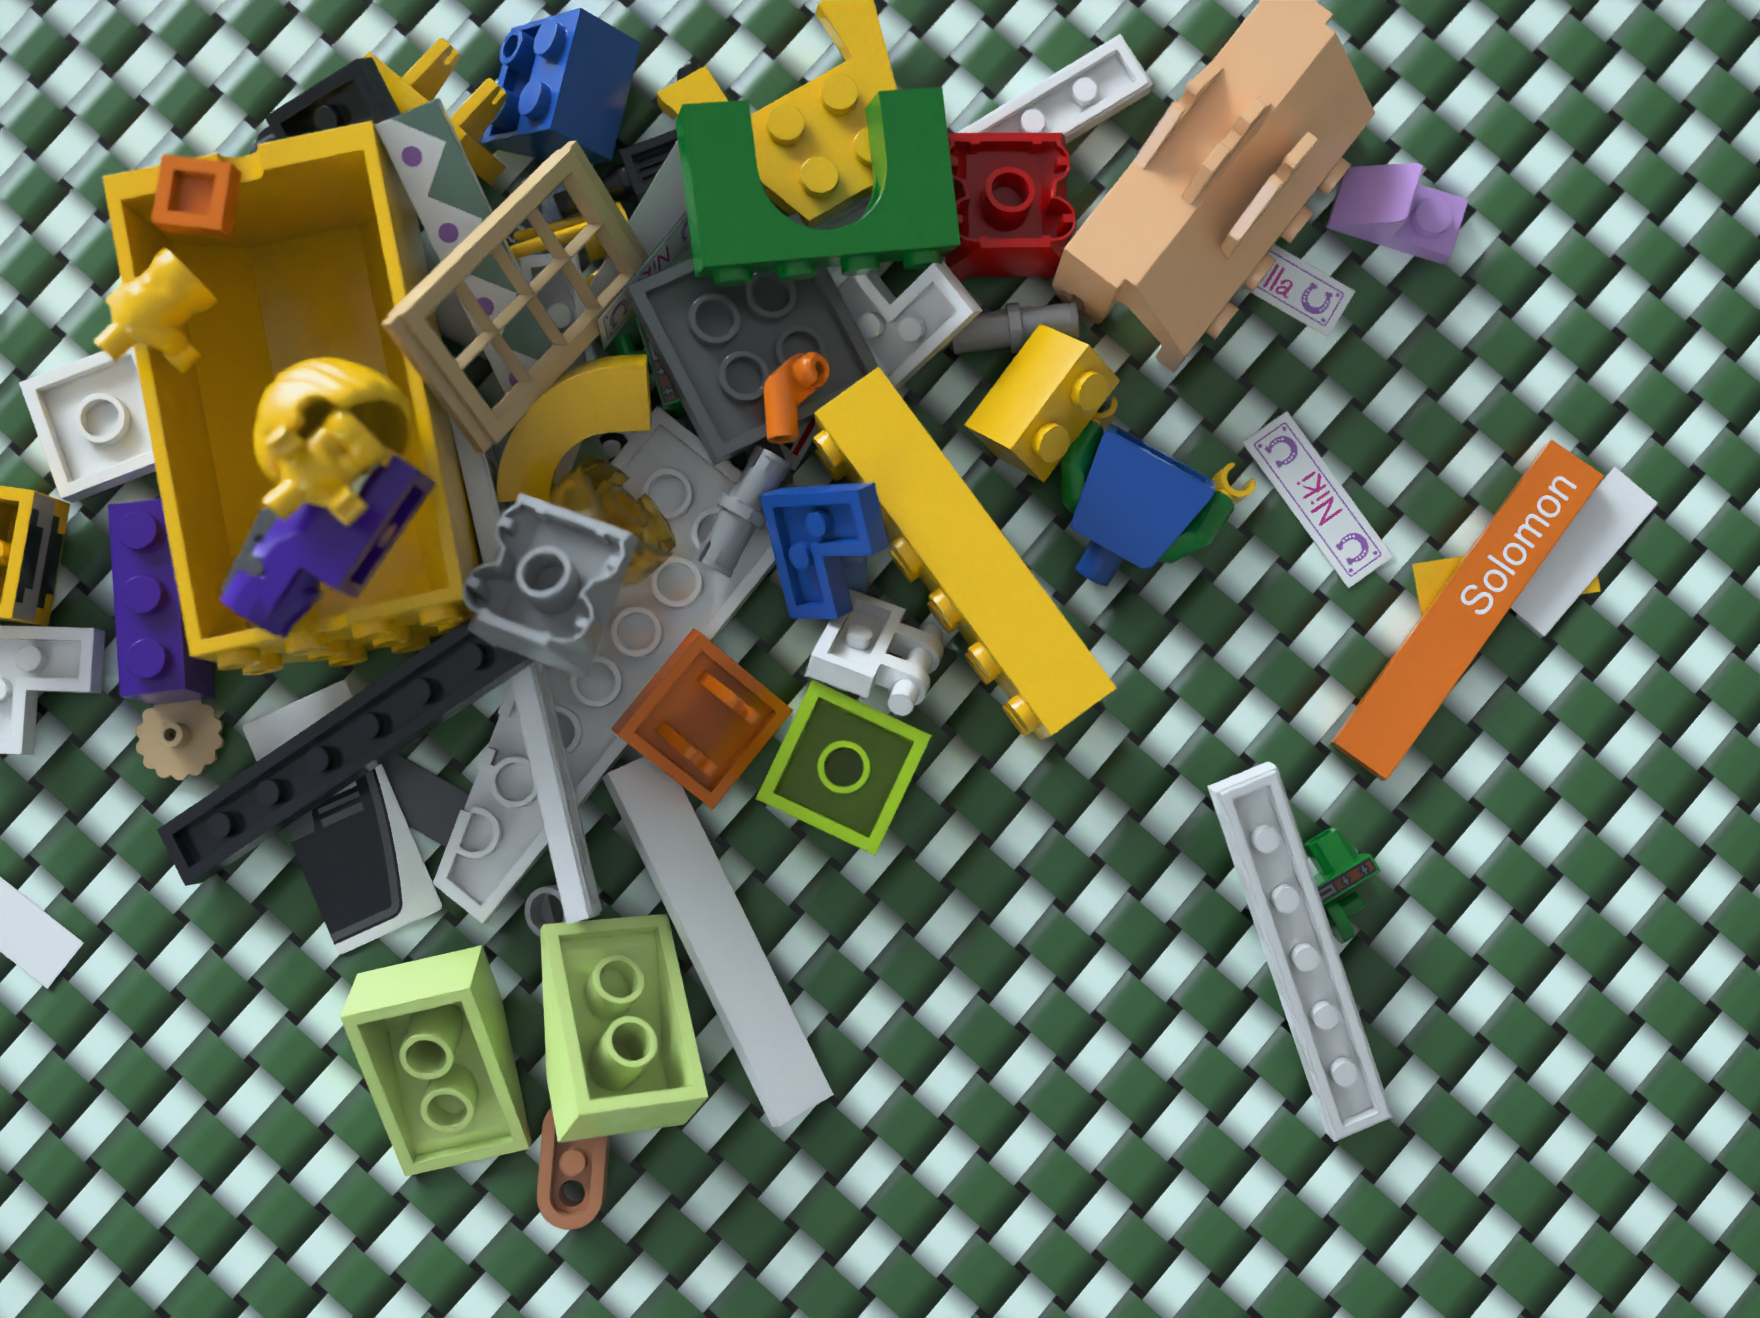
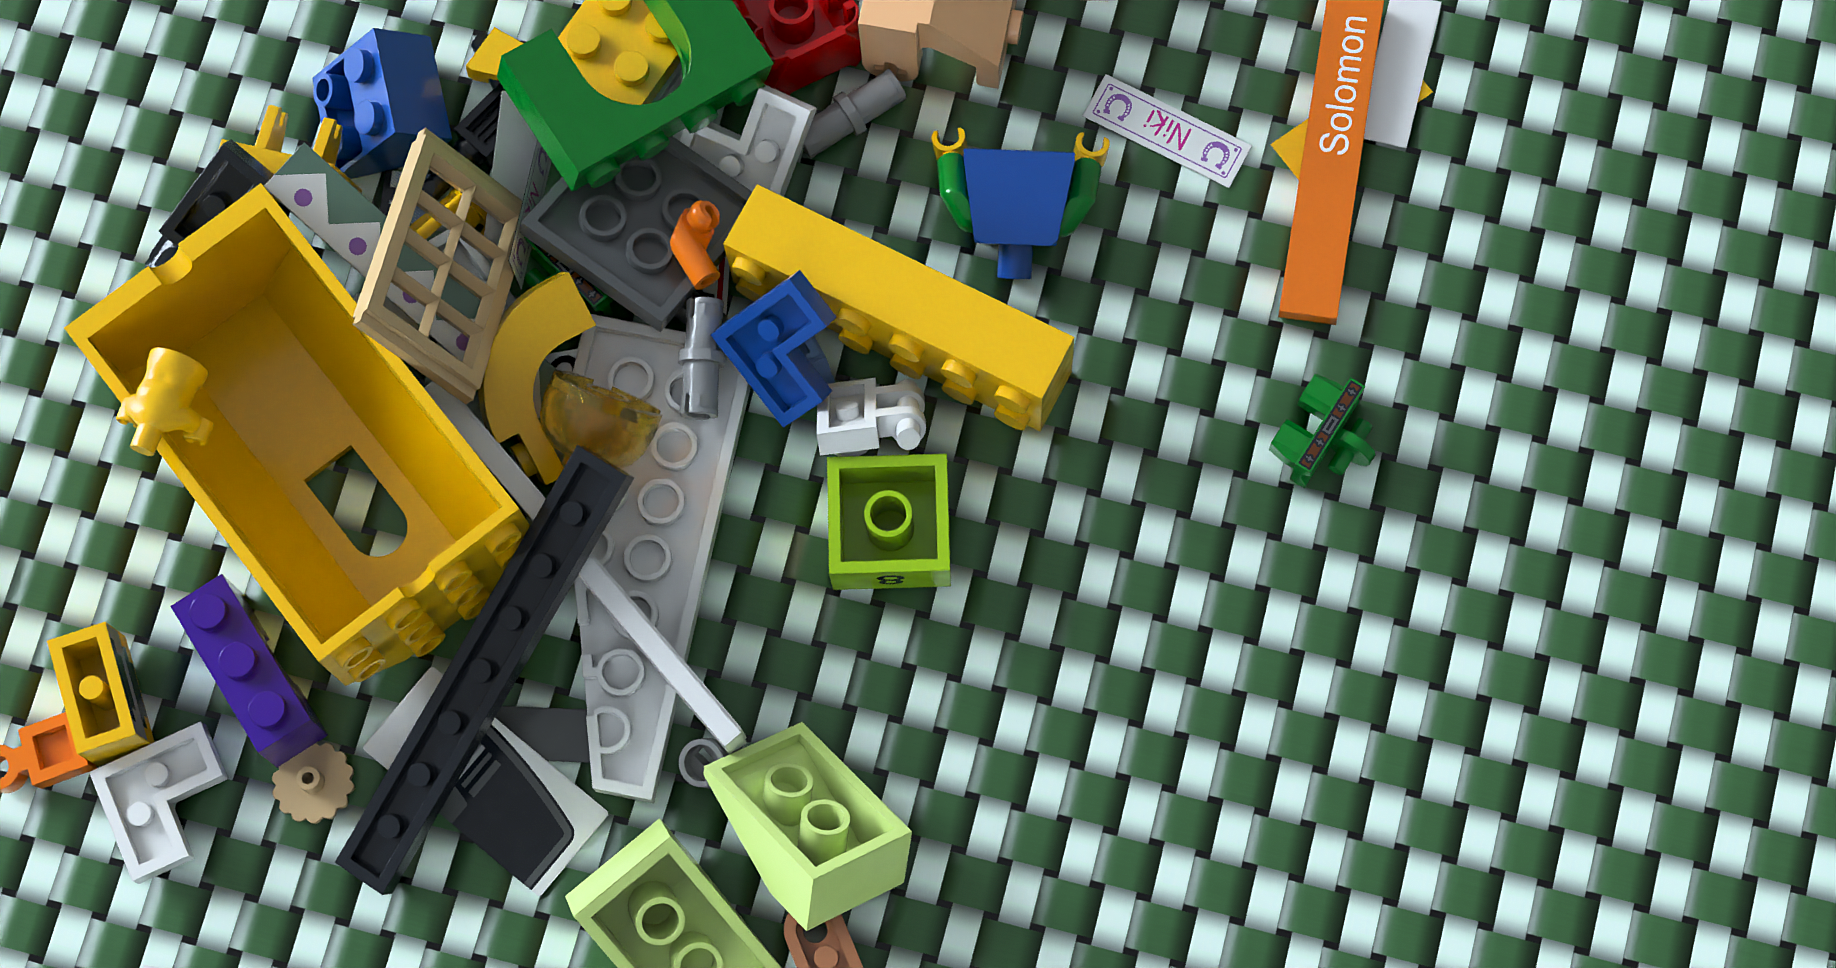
camera: 20 degrees left, 10 degrees down
(91, 424) = (124, 551): white plate -> none
(196, 196) = (153, 302): orange plate -> none
(289, 560) = (387, 514): dark purple plate -> none
(312, 388) = (348, 416): yellow piece -> none
(323, 466) = (367, 441): yellow piece -> none
(549, 584) = (581, 468): light grey slope -> none
(702, 719) = (752, 542): orange plate -> none
(719, 940) = (854, 715): white tile -> none
(1042, 401) = (902, 157): yellow brick -> none
(1300, 950) = (1336, 481): white tile -> none

